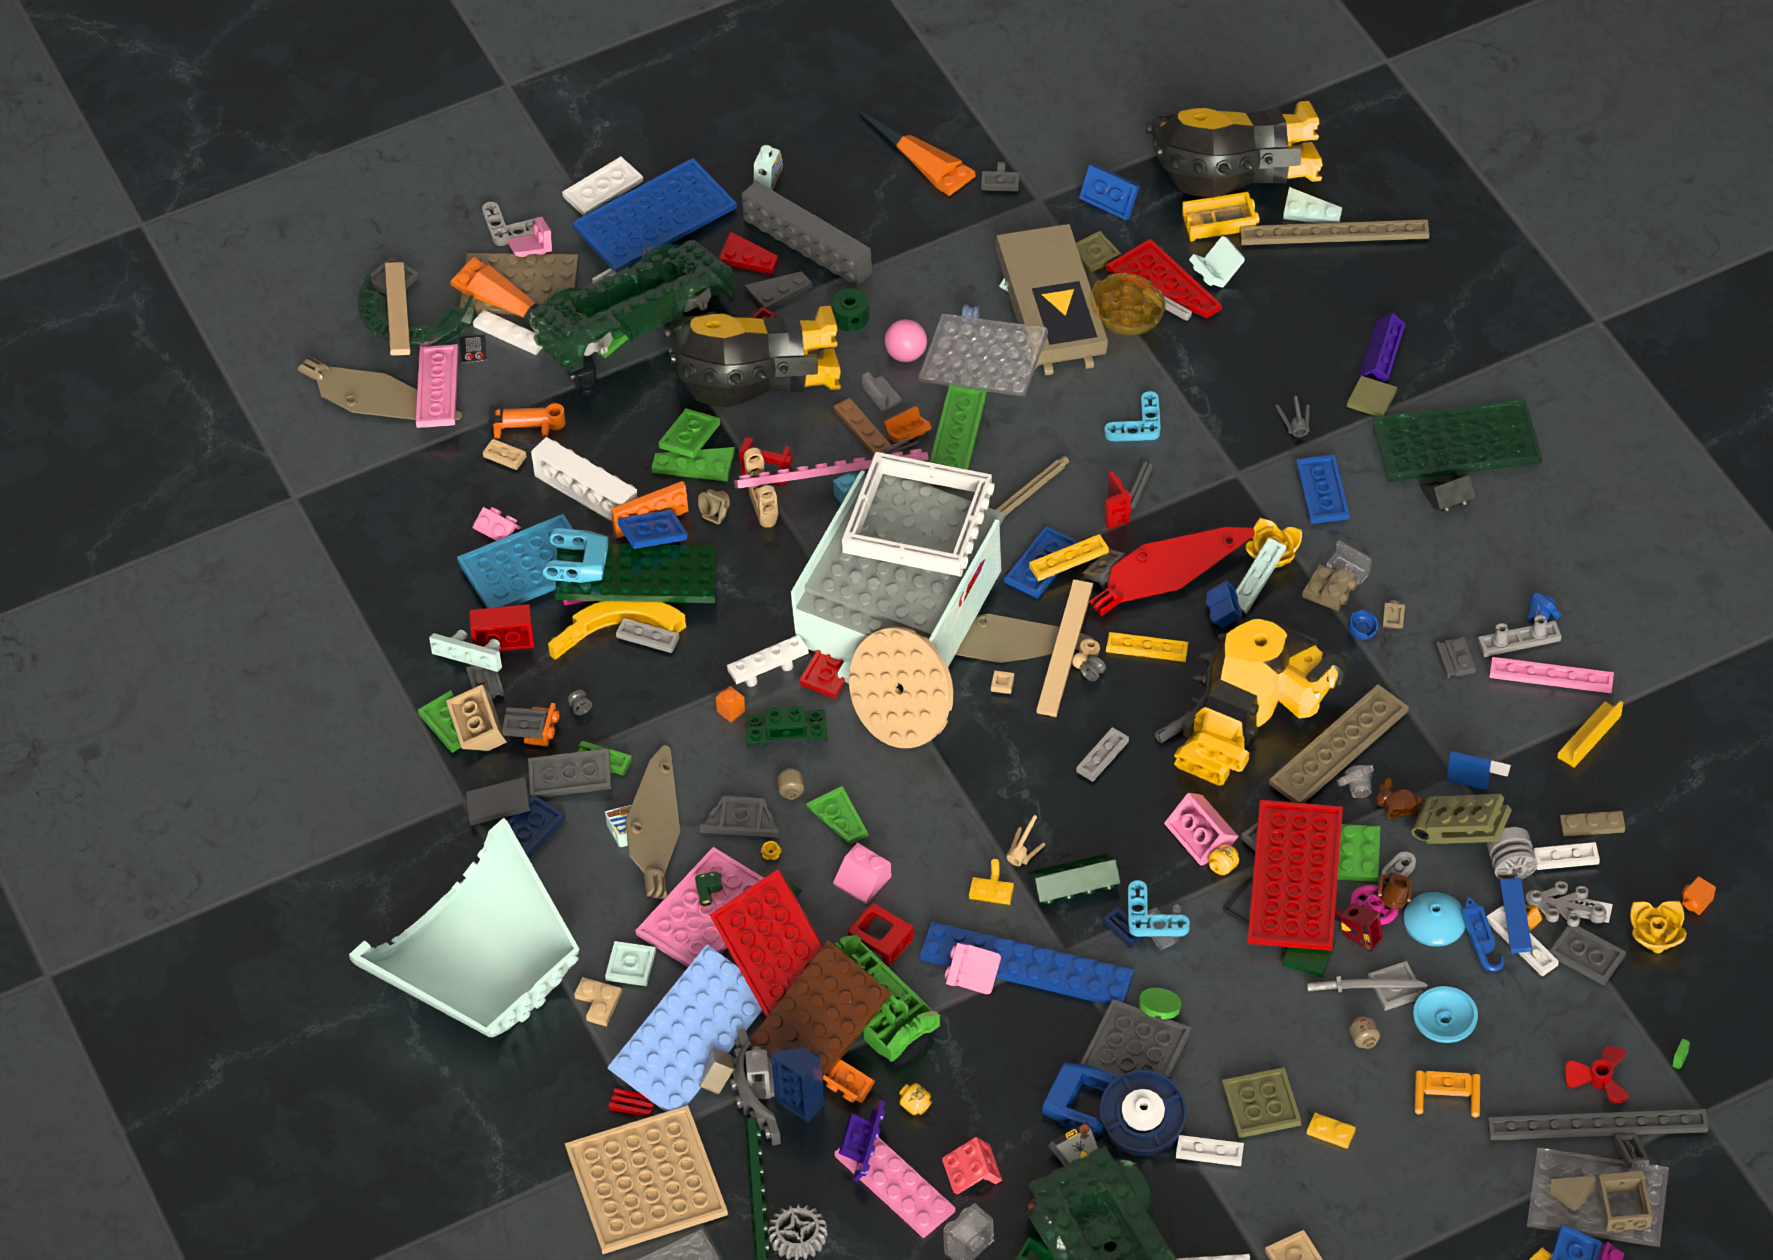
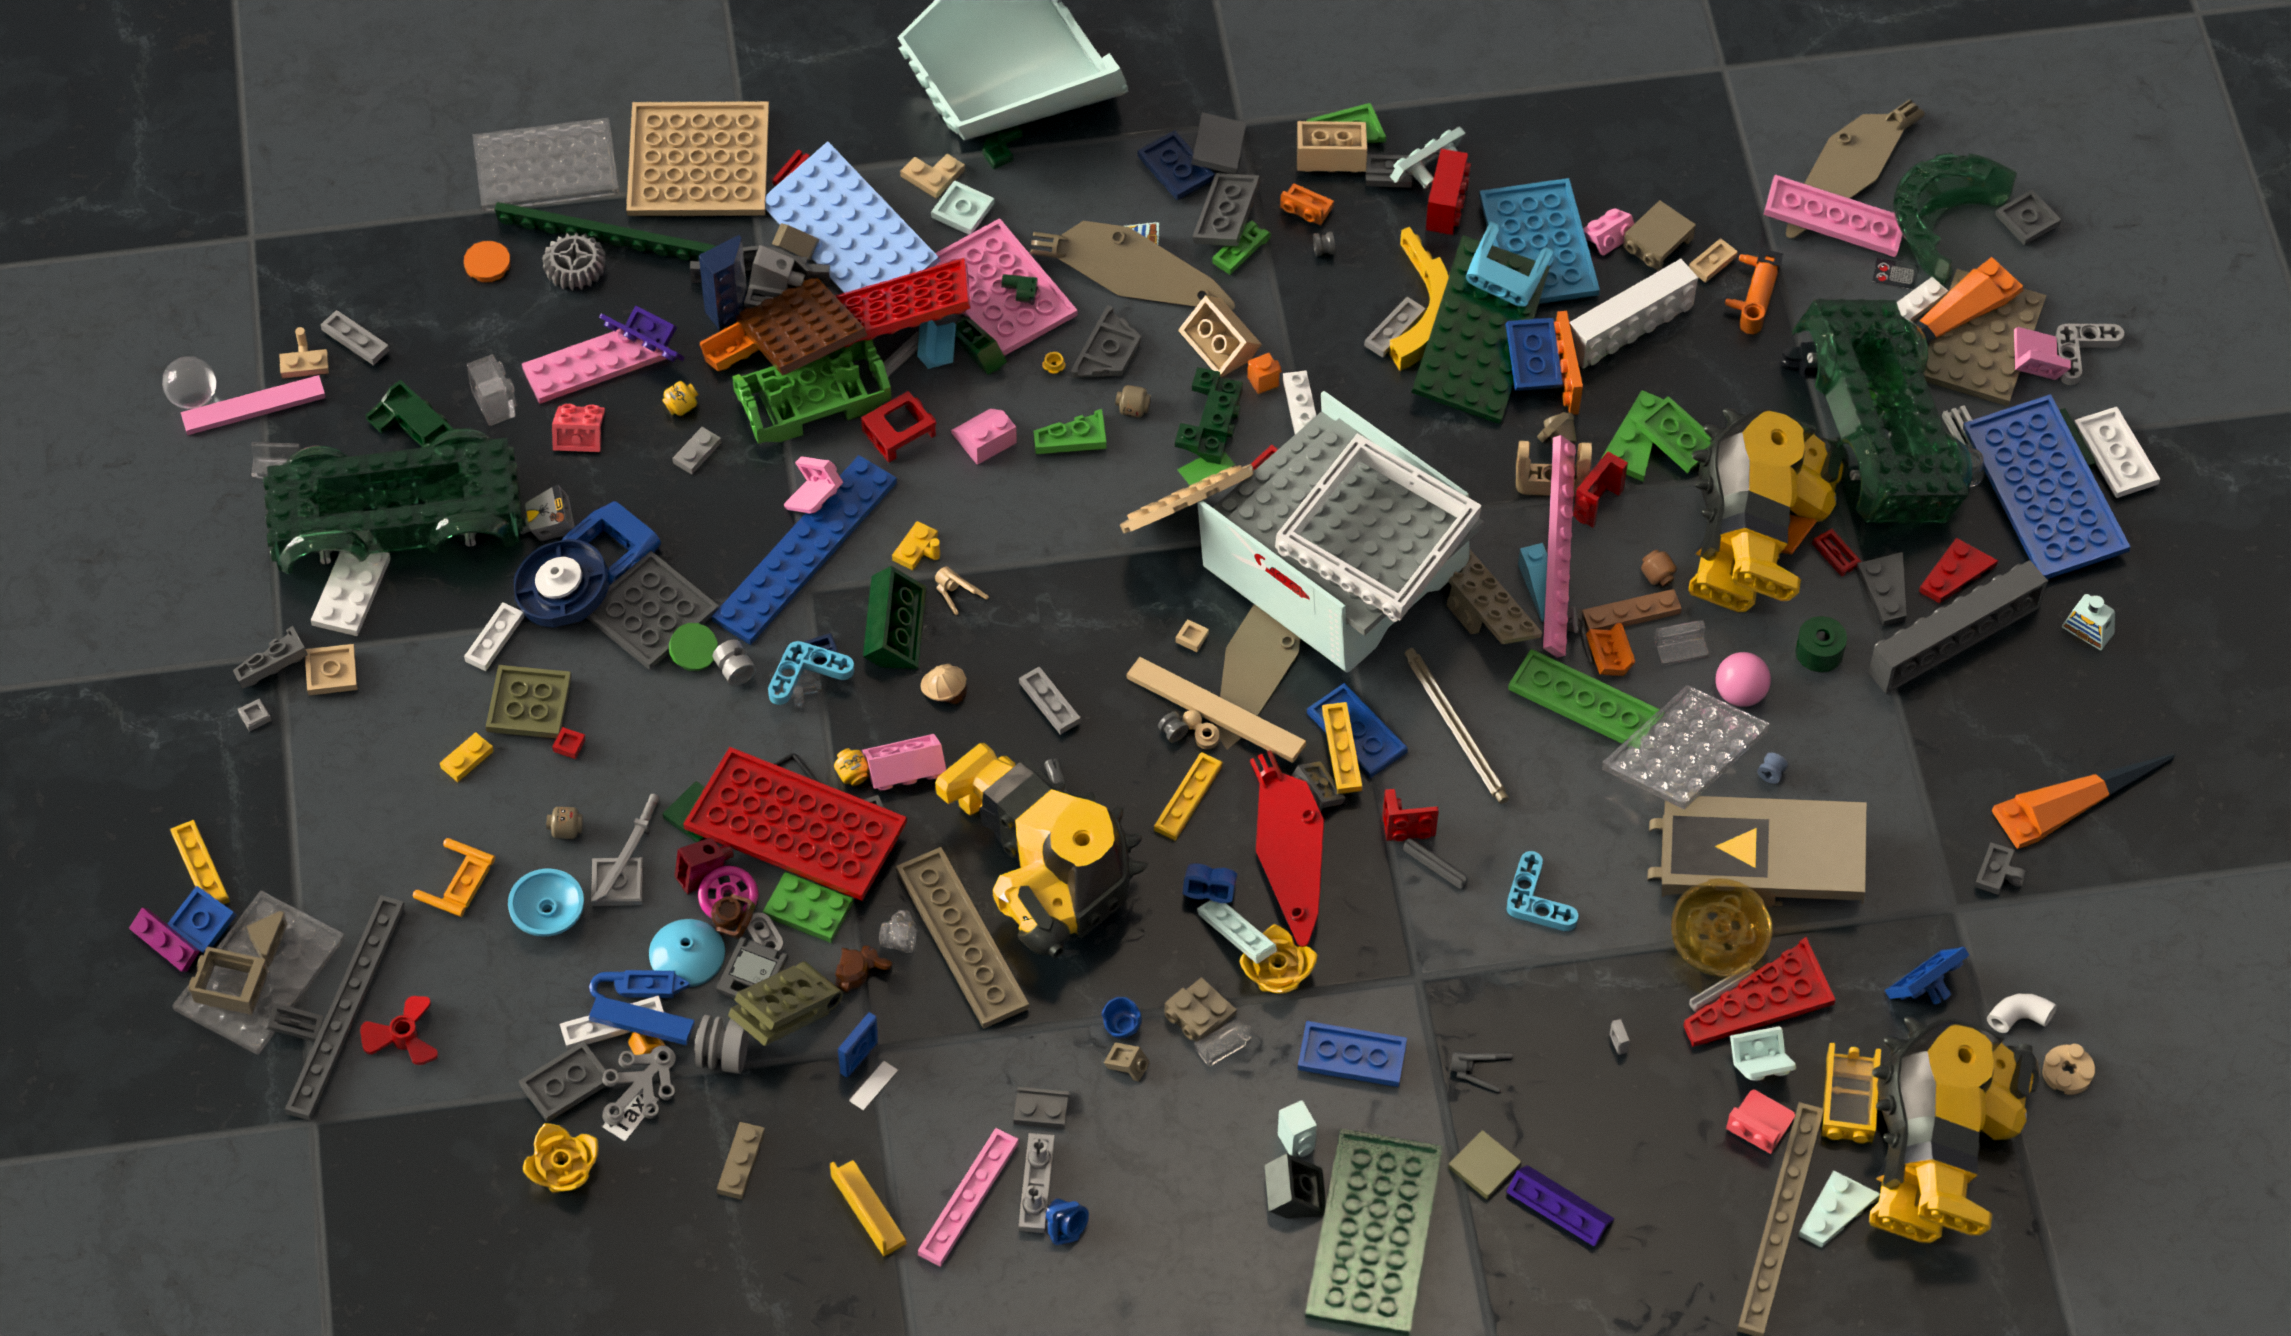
camera: 105 degrees right, 5 degrees up
(397, 308) = (1954, 189): tan tile -> none
(493, 489) = (1658, 234): none -> dark tan panel
(524, 722) = (1308, 180): dark grey plate -> none
(702, 744) = (1219, 336): none -> tan slope
(819, 417) = (1658, 568): none -> medium nougat head
(837, 727) = (1200, 469): none -> bright green sticker
(959, 1074) = (696, 450): none -> light grey plate
(1096, 251) = (1840, 939): olive tile -> none
(1108, 146) = (2018, 1007): none -> white cylinder
(1117, 827) = (945, 684): none -> tan piece
(1138, 108) = (2073, 1056): none -> tan plate
(1162, 970) = (734, 662): none -> light grey wheel
(1236, 345) = (1619, 1037): none -> light grey tile
(1265, 259) = (1760, 1121): none -> coral bracket
(1289, 1059) = (569, 743): none -> red plate
(1406, 494) = (1297, 1129): none -> light aqua brick
(1432, 862) = (750, 966): none -> container
(1566, 856) = (705, 1111): white plate -> none
(1681, 1054) = (390, 1122): bright green tile -> none
(1698, 895) = (587, 1225): orange brick -> none

